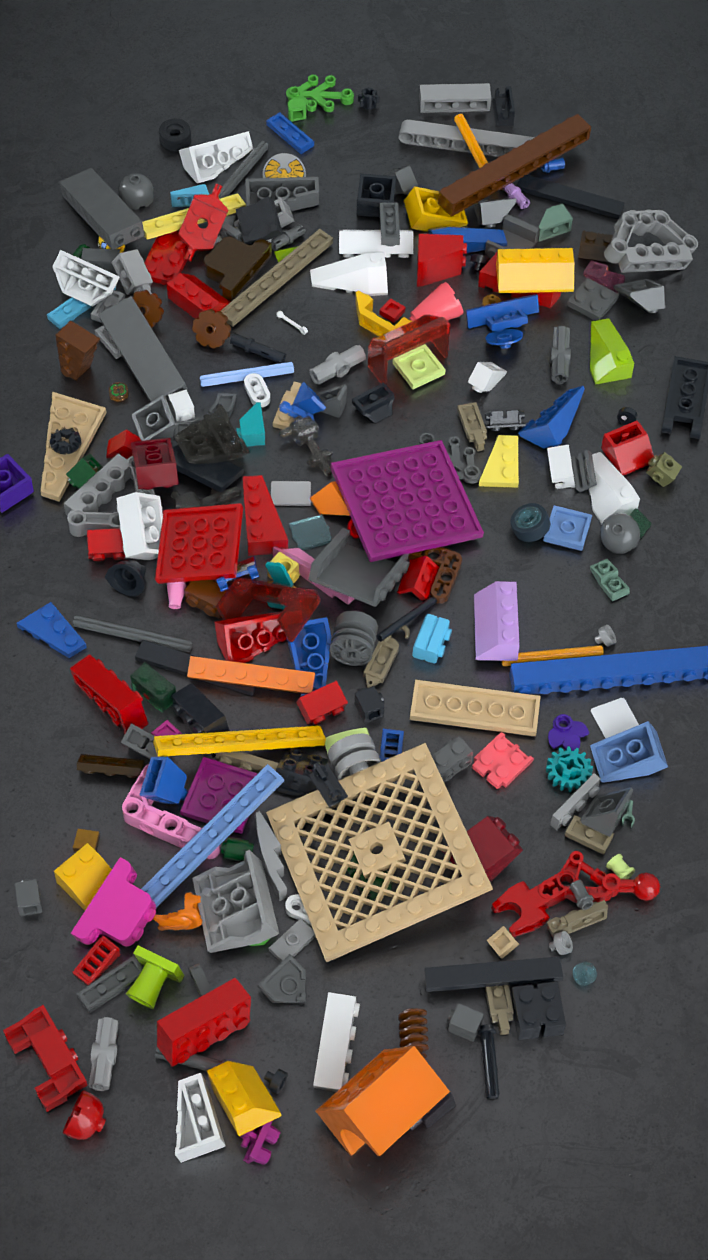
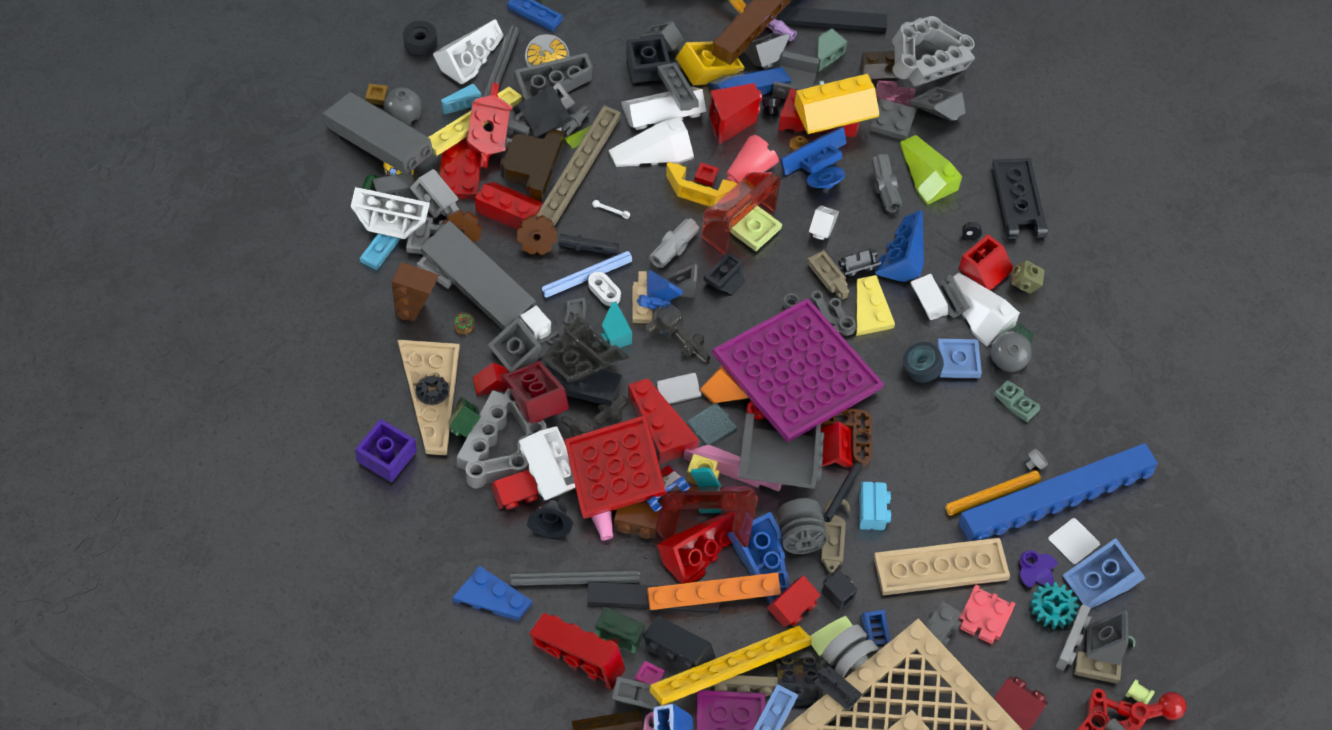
camera: 20 degrees left, 0 degrees up
(115, 175) = (376, 94): none -> pearl gold plate
(497, 622) = (931, 473): lavender slope -> none

